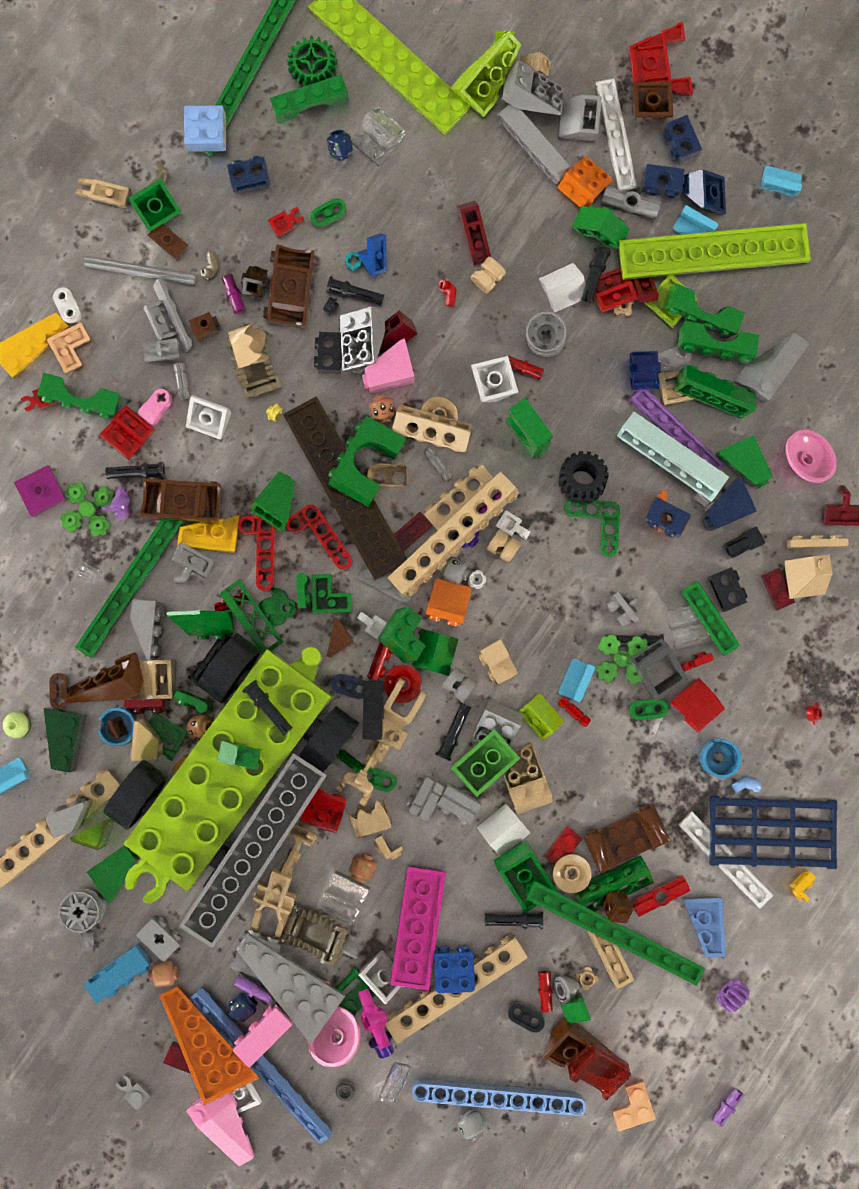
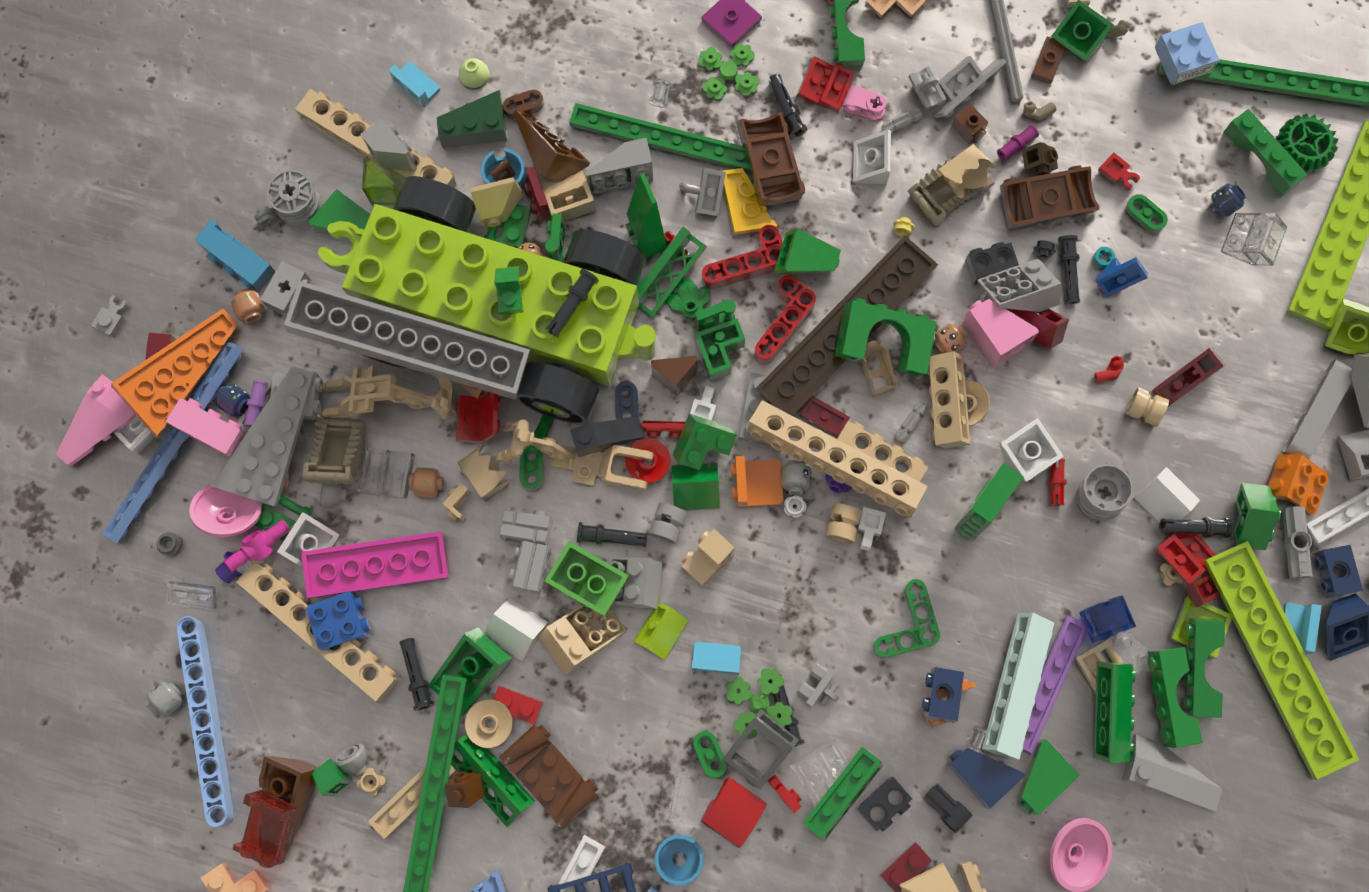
camera: 75 degrees right, 10 degrees down
(119, 504) = (744, 100): medium lavender animal -> none
(249, 179) = (1150, 120): dark blue brick -> none
(525, 1017) = (303, 723): black plate -> none
(545, 991) = (342, 737): red pin -> none
(574, 711) = (679, 667): red axle -> none
(585, 463) = (972, 585): black tyre -> none
(672, 891) = (481, 827): red piece -> none

